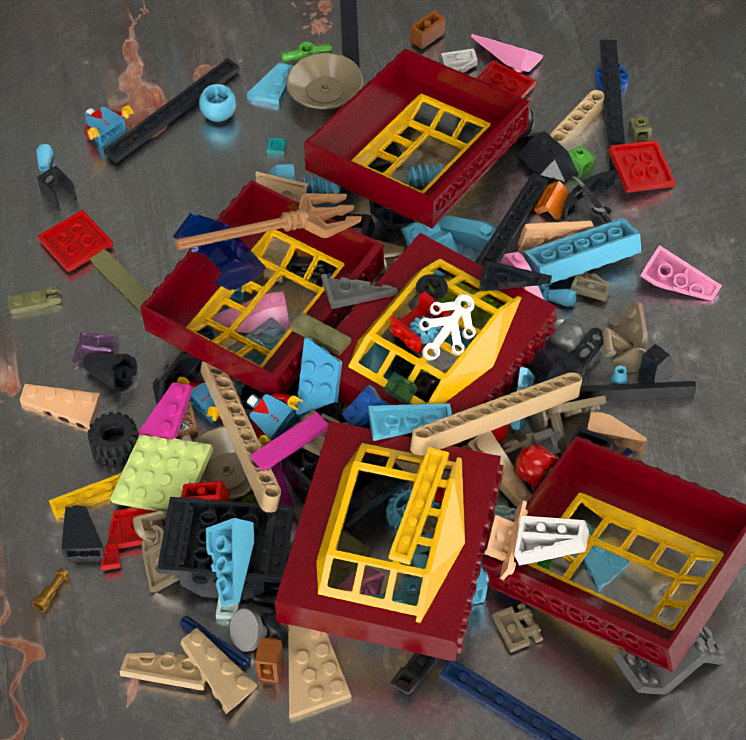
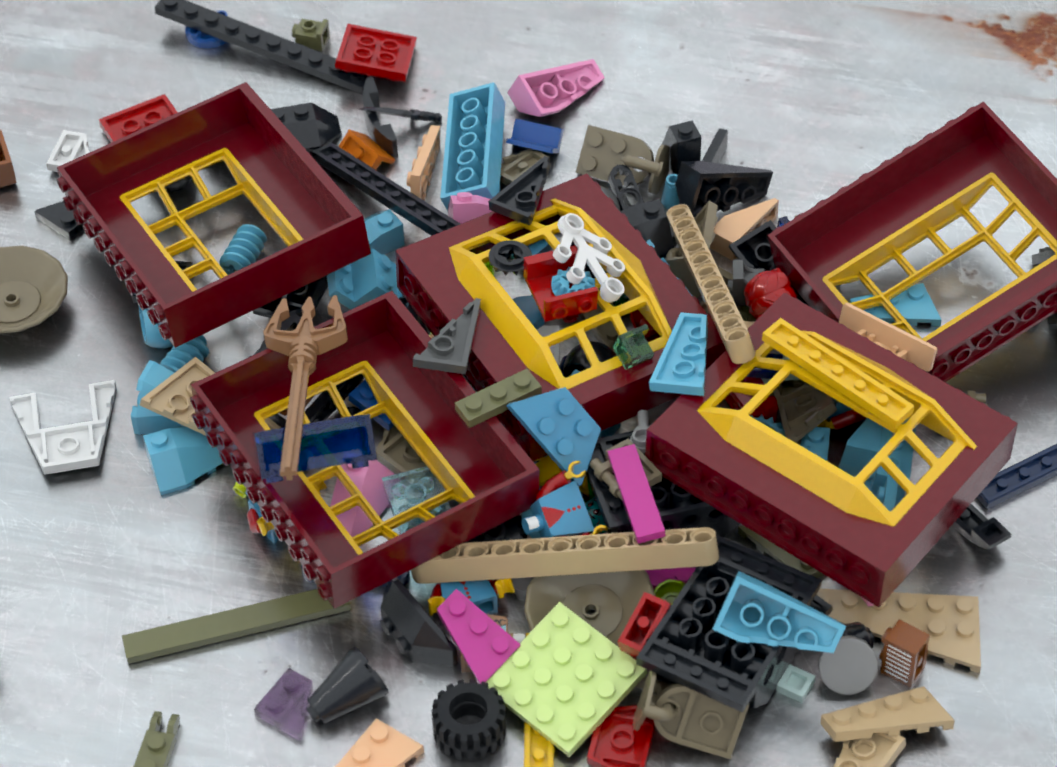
camera: 65 degrees left, 5 degrees down
(75, 240) = (81, 666): red plate -> none
(229, 650) = (813, 723): dark blue axle -> none
(231, 165) = (67, 445): none -> white wing
(276, 146) = (71, 388): teal tile -> none
(357, 411) = (634, 400): blue bracket -> none
(510, 55) = (109, 97): bright pink wedge -> none
(549, 538) = (912, 294): white wedge -> none
(579, 118) = (251, 70): tan beam -> none
(582, 160) = (325, 98): bright green brick -> none
(621, 283) = (536, 136): none -> blue panel
(630, 396) = (720, 184): none -> black wedge

